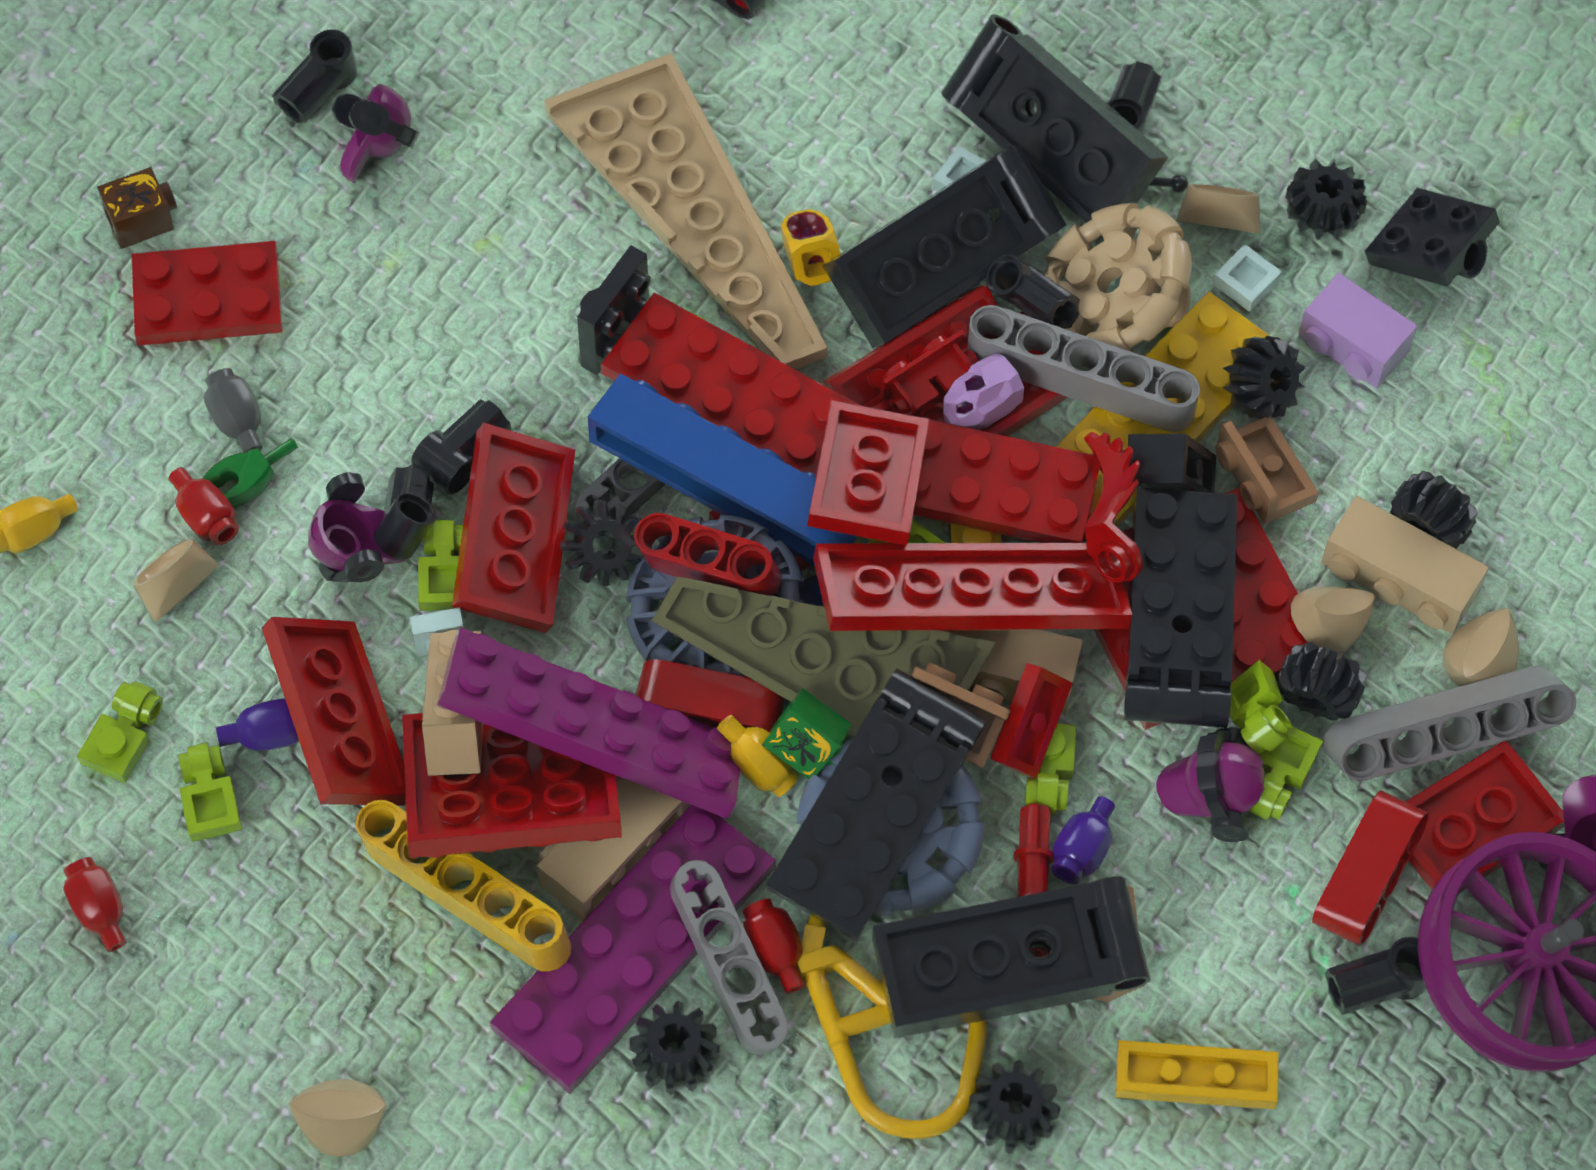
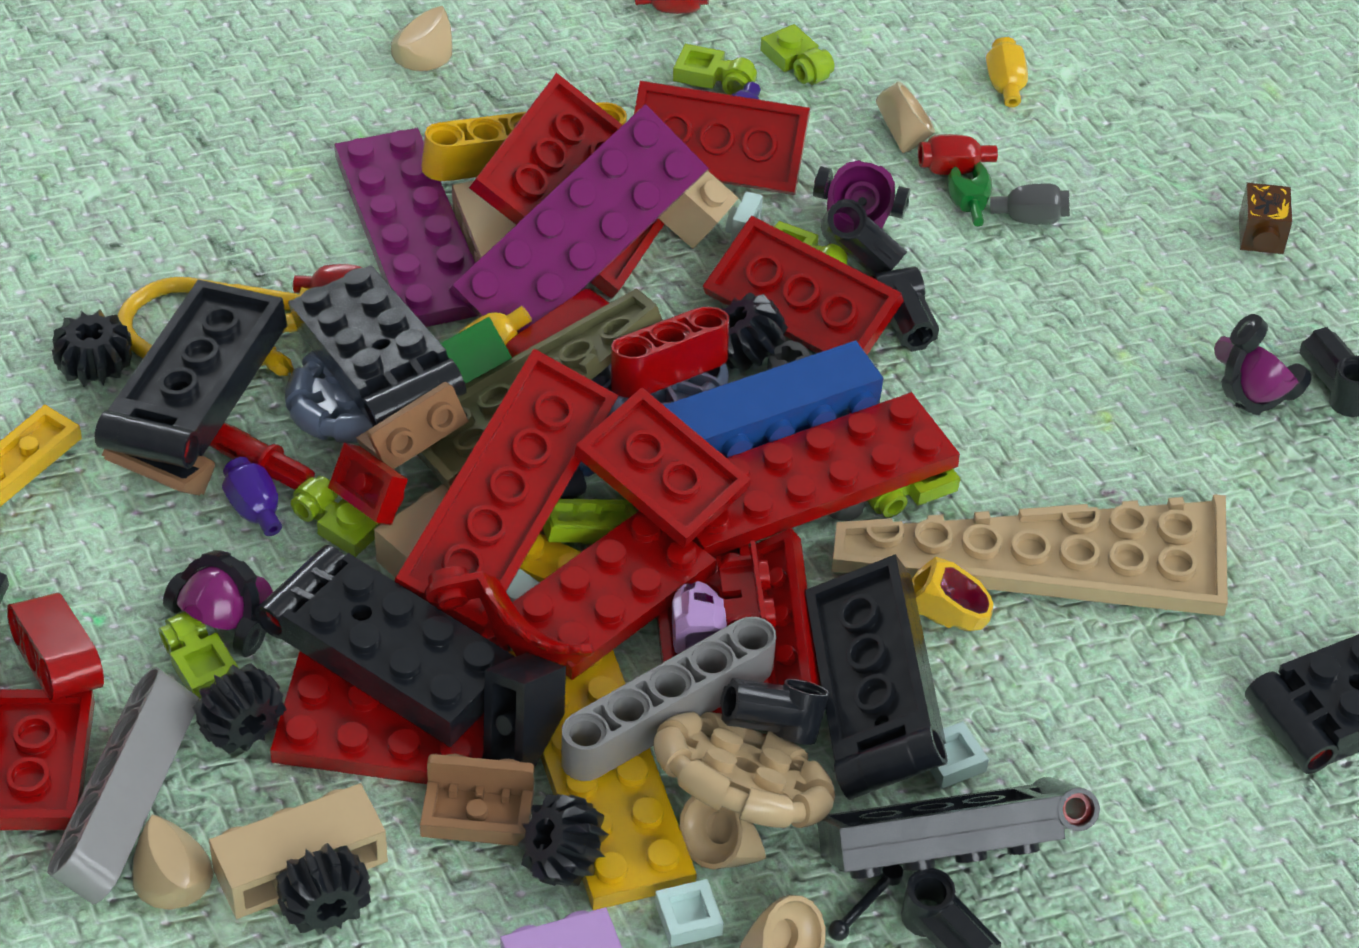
camera: 120 degrees right, 15 degrees down
(206, 293) = (1159, 237): red plate -> none
(612, 308) = (964, 421): black plate -> none
(679, 1028) = (310, 200): black gear -> none
(736, 954) = (295, 251): light grey beam -> none
(1256, 709) = (258, 649): lime plate -> none
(1332, 615) = (298, 759): tan piece -> none

